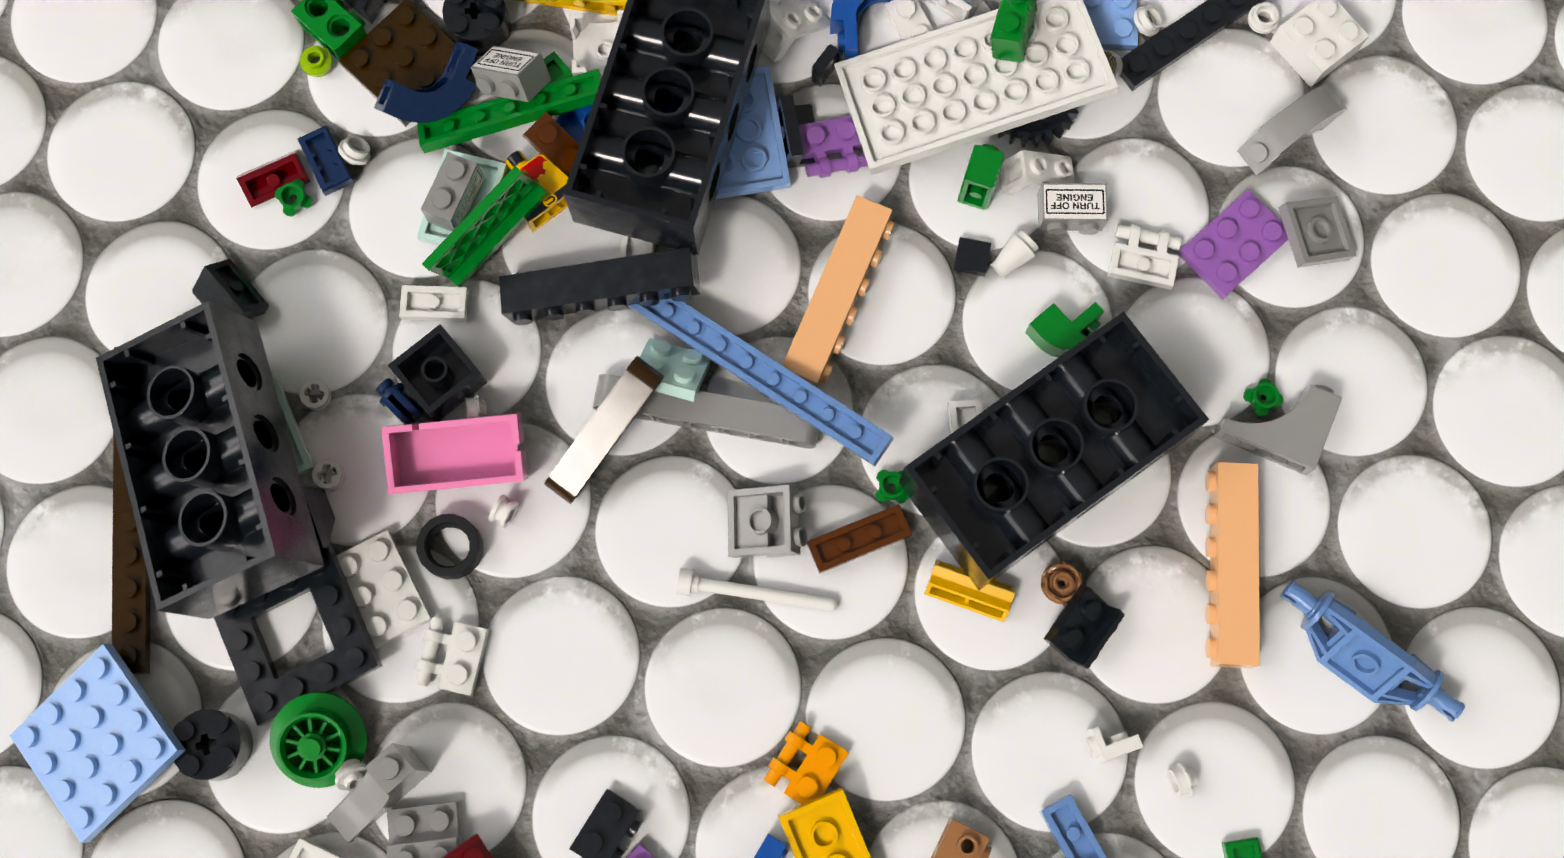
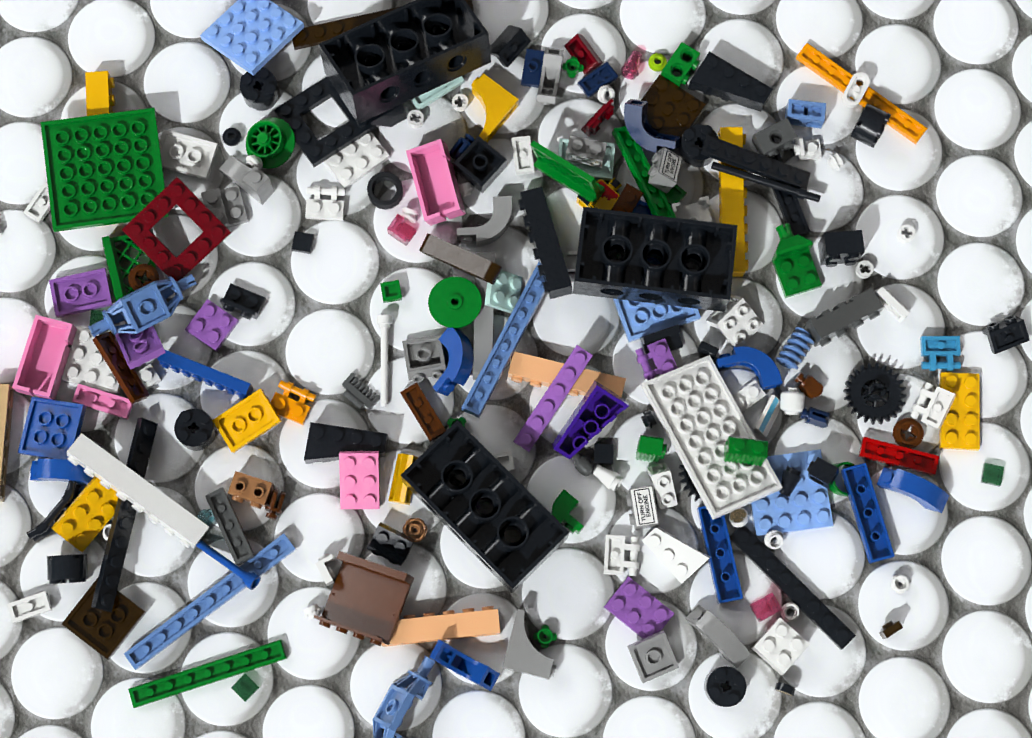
camera: 80 degrees right, 0 degrees up
(280, 264) = (532, 68): none -> dark blue plate
(302, 810) = (231, 142): none -> black plate
(304, 235) = (550, 76): none -> light grey arch
(315, 102) = (631, 67): none -> clear pink cone
(329, 333) = (496, 102): none -> yellow arch
(400, 176) = (603, 113): none -> dark red piece
(516, 707) = (302, 242): none -> black tile
(529, 529) = (400, 230): none -> clear pink panel
(536, 354) = (493, 228): none -> light grey arch
(635, 562) = (391, 291): none -> green plate
(679, 452) = (454, 302): none -> green piece
(779, 458) = (459, 363): none -> blue arch
(812, 651) = (357, 397): none -> dark grey piece
(872, 316) = (553, 398): none -> medium lavender plate
(895, 693) = (327, 441): none -> black wedge
(919, 264) = (589, 418): none -> dark purple wedge
(925, 175) = (648, 419): none -> black plate
(966, 663) = (359, 480): none -> bright pink plate
(985, 292) = (583, 465): none -> dark grey cylinder
(985, 819) = (277, 510): none -> reddish brown arm
(1154, 171) = (676, 555): none -> white wing
(1166, 105) = (721, 557): none -> blue piece
(1179, 683) = (366, 599): none -> reddish brown panel
(1254, 50) = (765, 607): none -> clear pink panel
(1305, 529) = (464, 665): none -> blue arch
(1375, 131) = (734, 680): none -> black brick
(1384, 45) = (784, 688): none -> black tile

